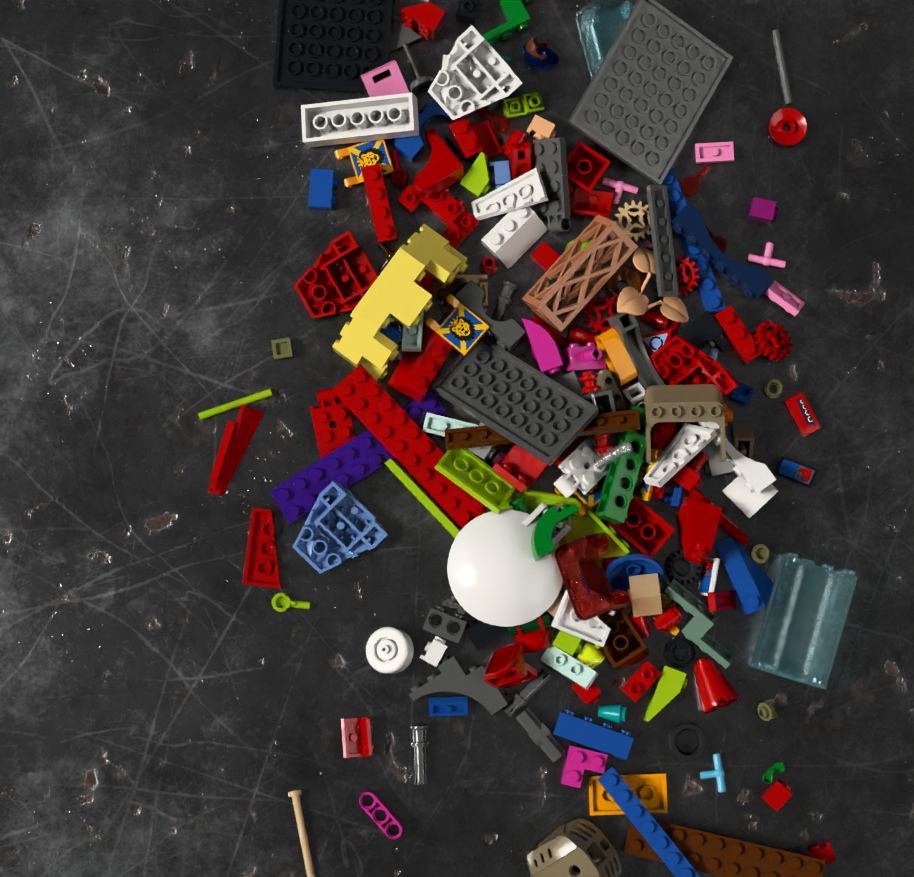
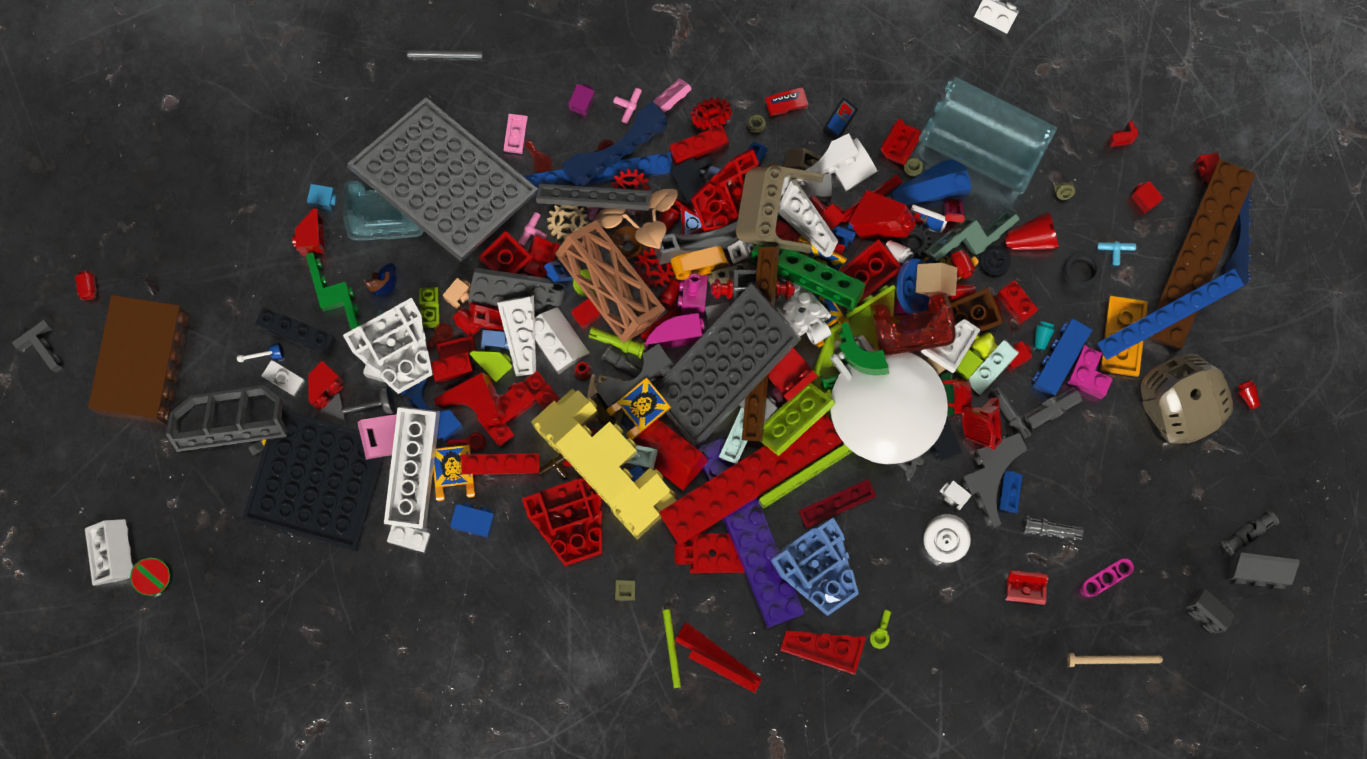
camera: 85 degrees left, 5 degrees down
(293, 134) = (408, 538): none -> white plate
(404, 537) = (837, 503): none -> dark red plate
(443, 629) = (934, 482): dark grey brick -> none
(521, 308) = (612, 339): none -> lime pin
(579, 220) = (557, 272): none -> blue plate
(613, 454) = (797, 280): clear pin -> none
(666, 553) = (899, 251): none -> white cone
(667, 687) = (1031, 281): lime slope -> none
(768, 775) = (1119, 192): green piece -> none
(782, 535) = (900, 142): none -> red bracket
(794, 120) = (501, 52): red dish -> none
(833, 759) = (1123, 138): none -> red bracket

